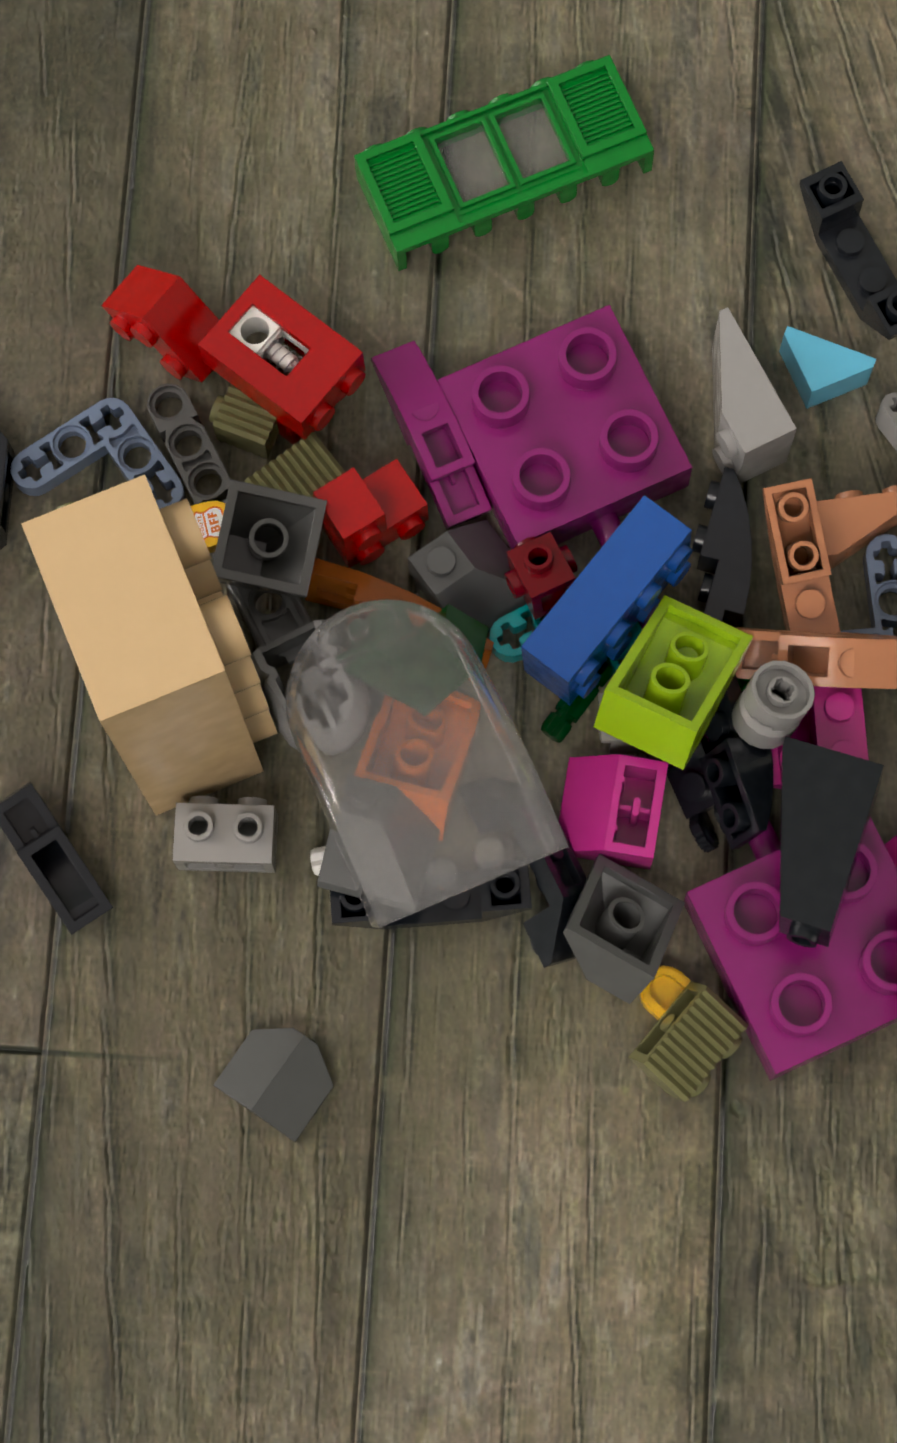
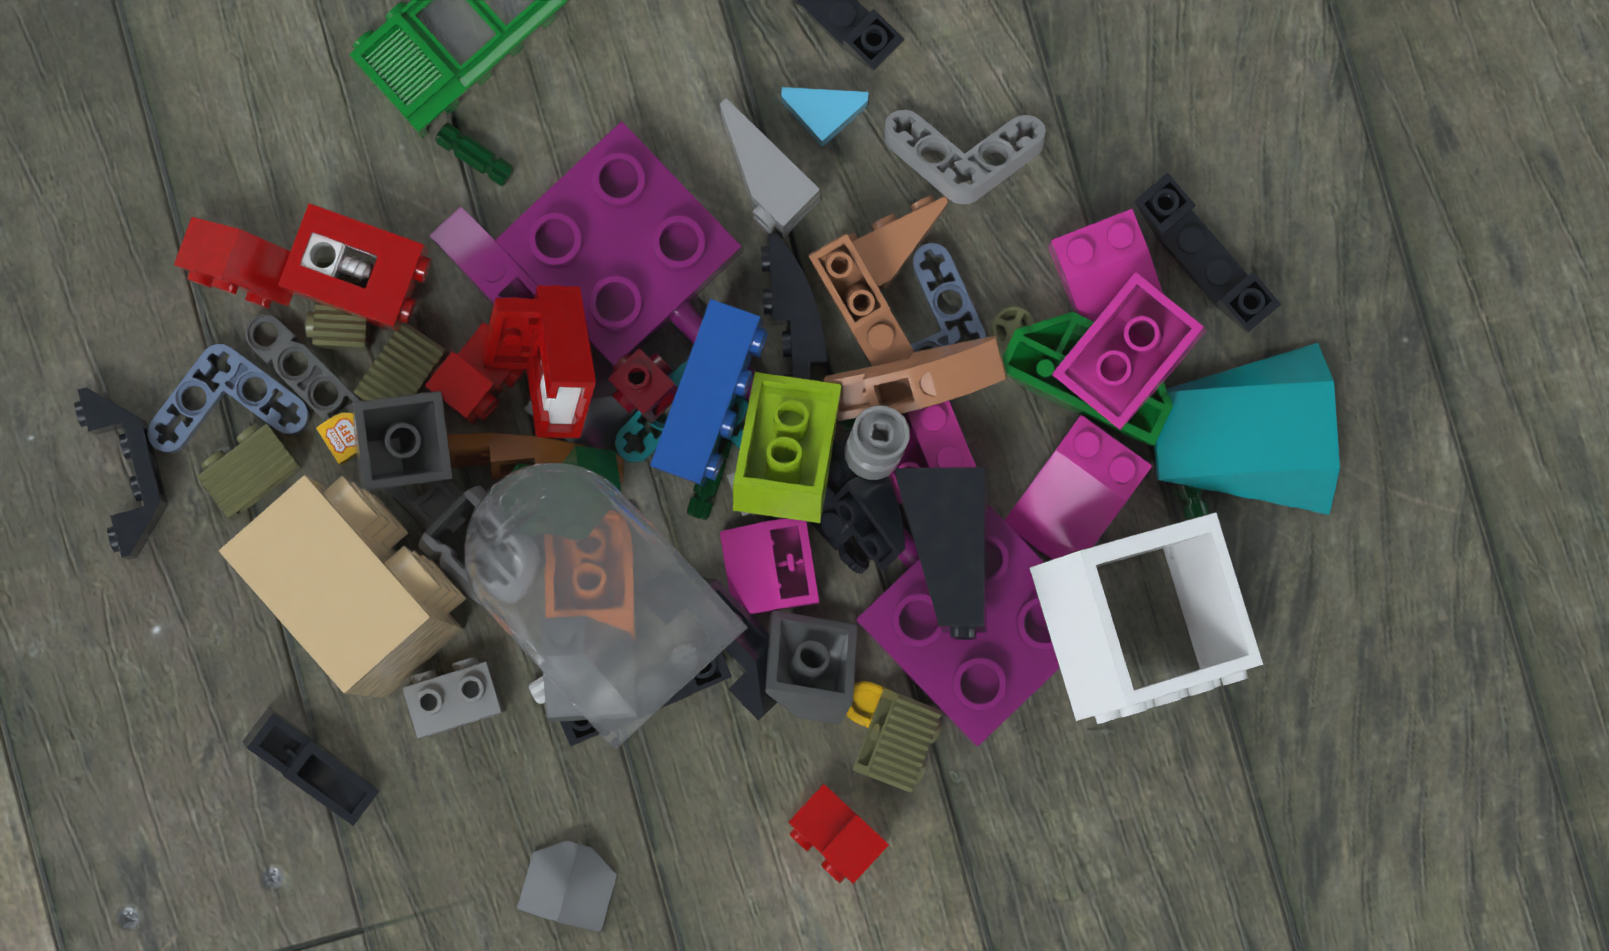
camera: 25 degrees left, 10 degrees up
(446, 300) = (474, 154): none -> dark green axle
(457, 491) = (554, 346): none -> red brick
(590, 1120) = (837, 834): none -> red brick

